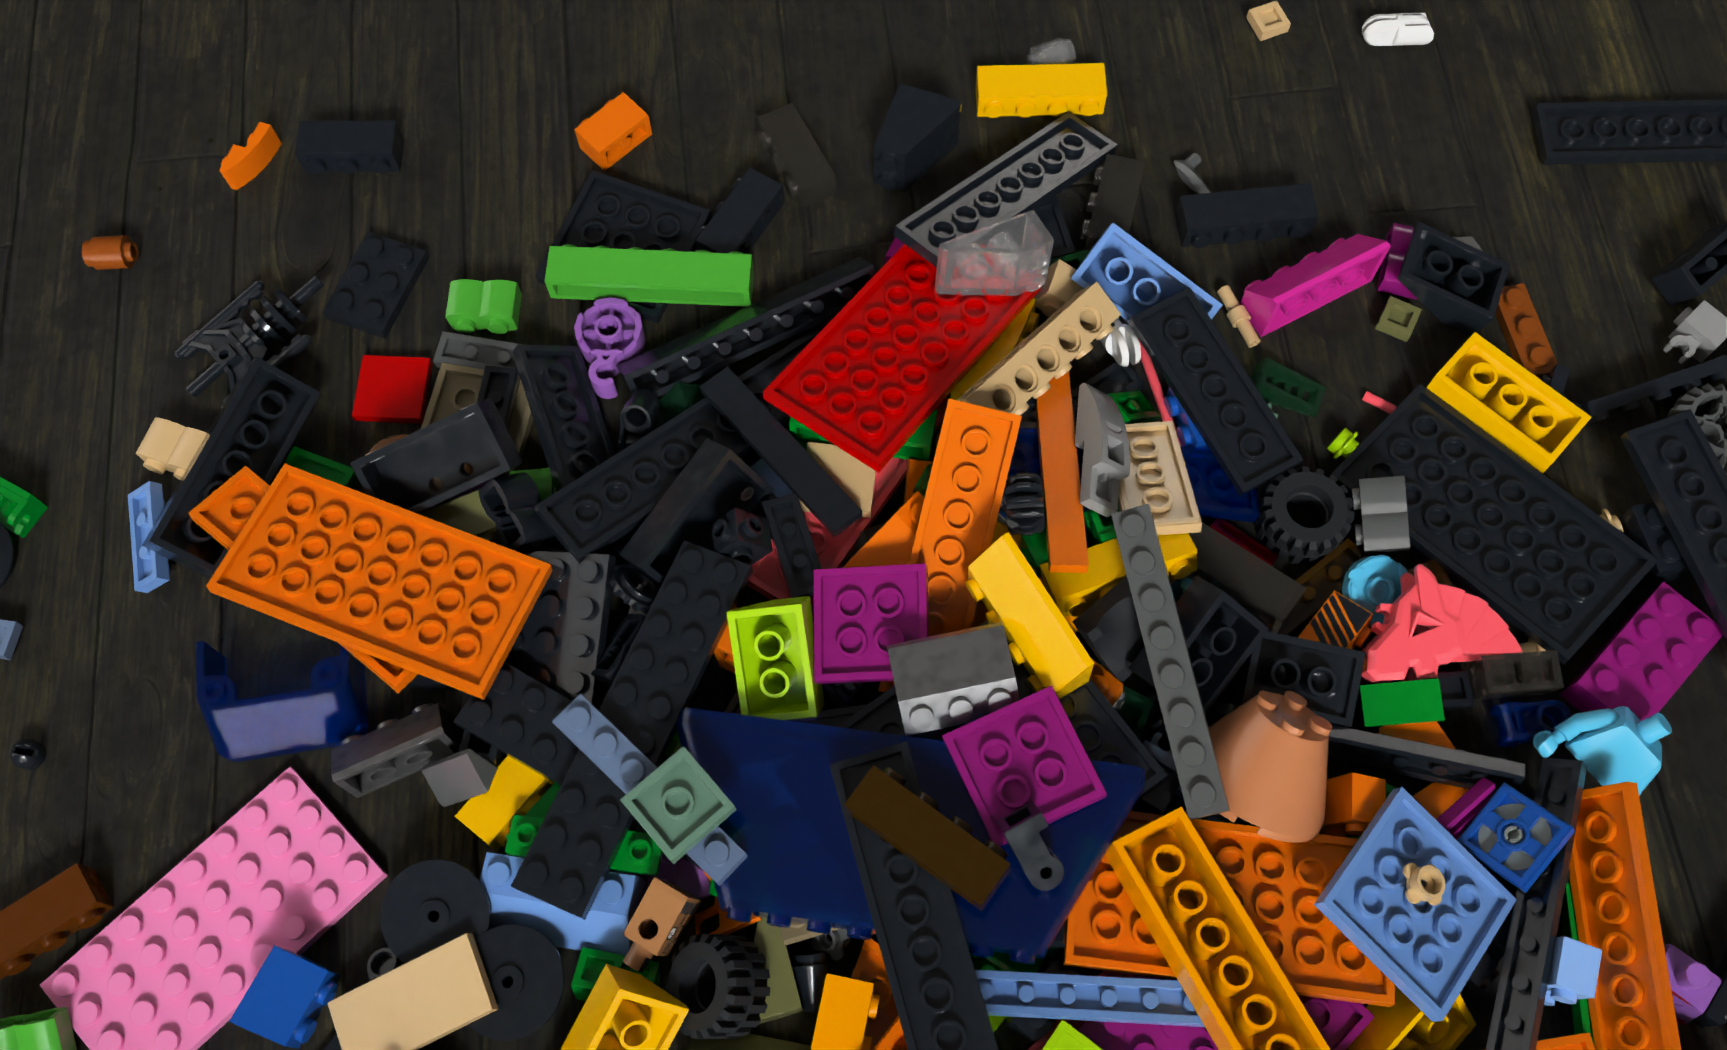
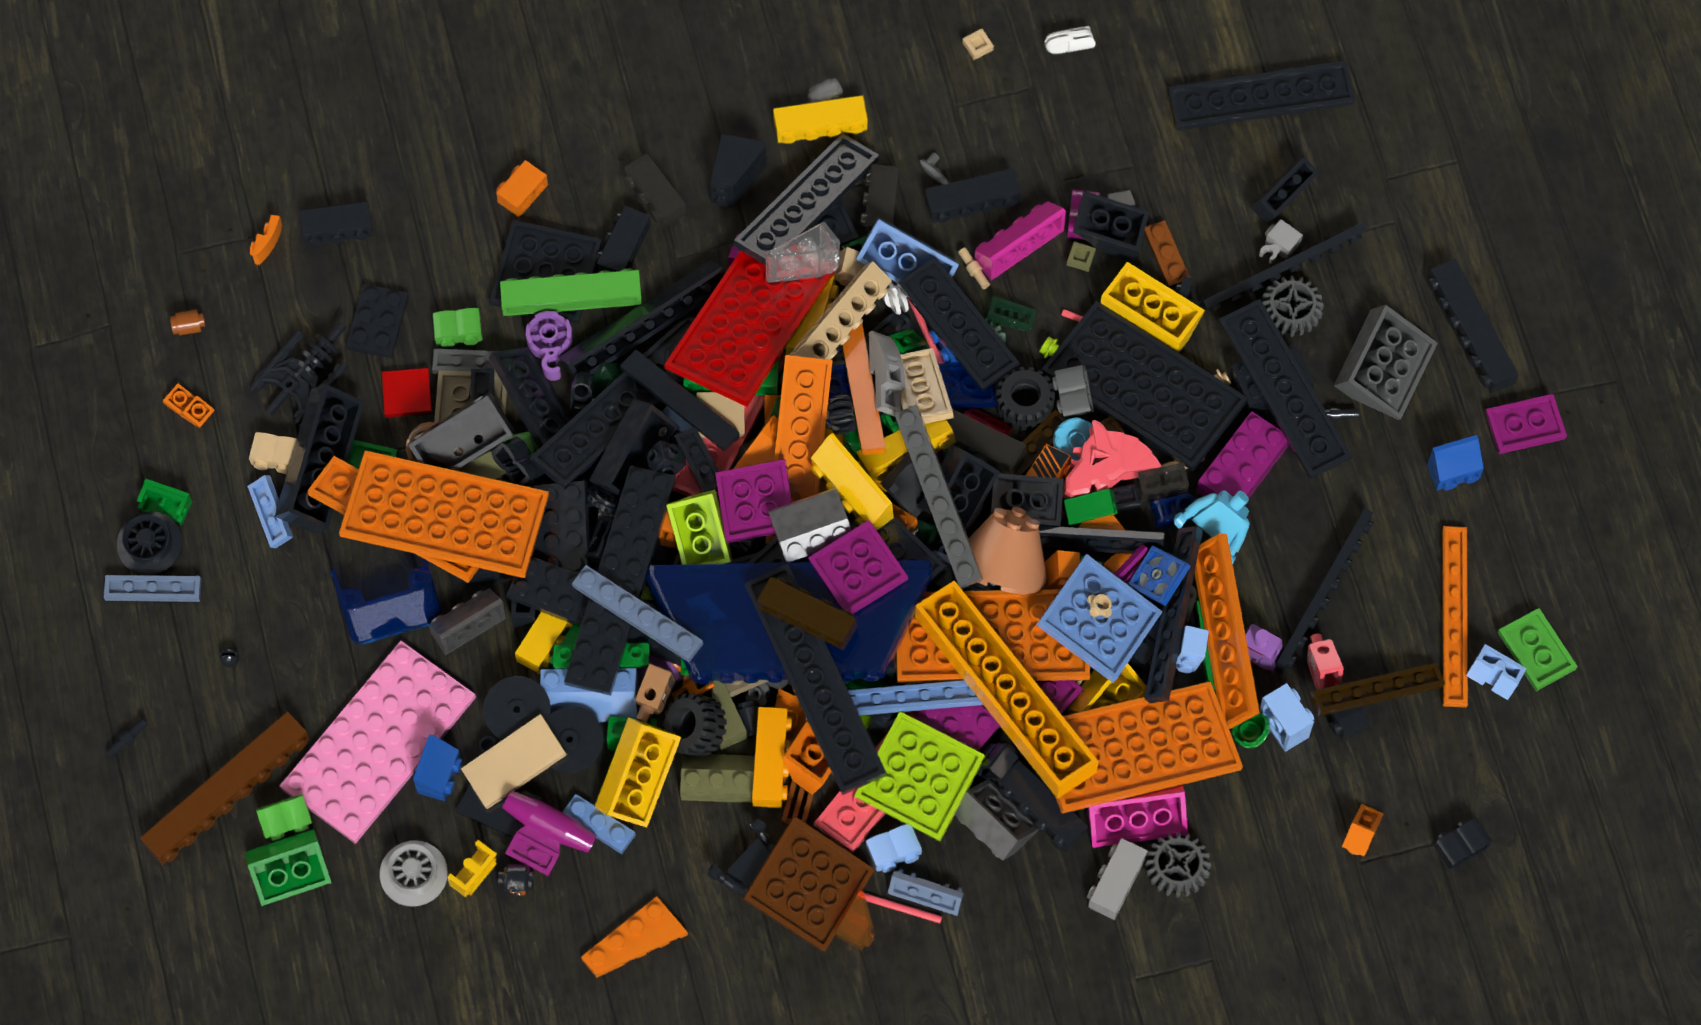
camera: 10 degrees left, 0 degrees up
(80, 367) = (188, 406): none -> orange slope
(459, 777) = (512, 630): dark grey slope -> none
(678, 804) = (659, 617): sand green plate -> none
(1035, 859) = (865, 610): black leg -> none

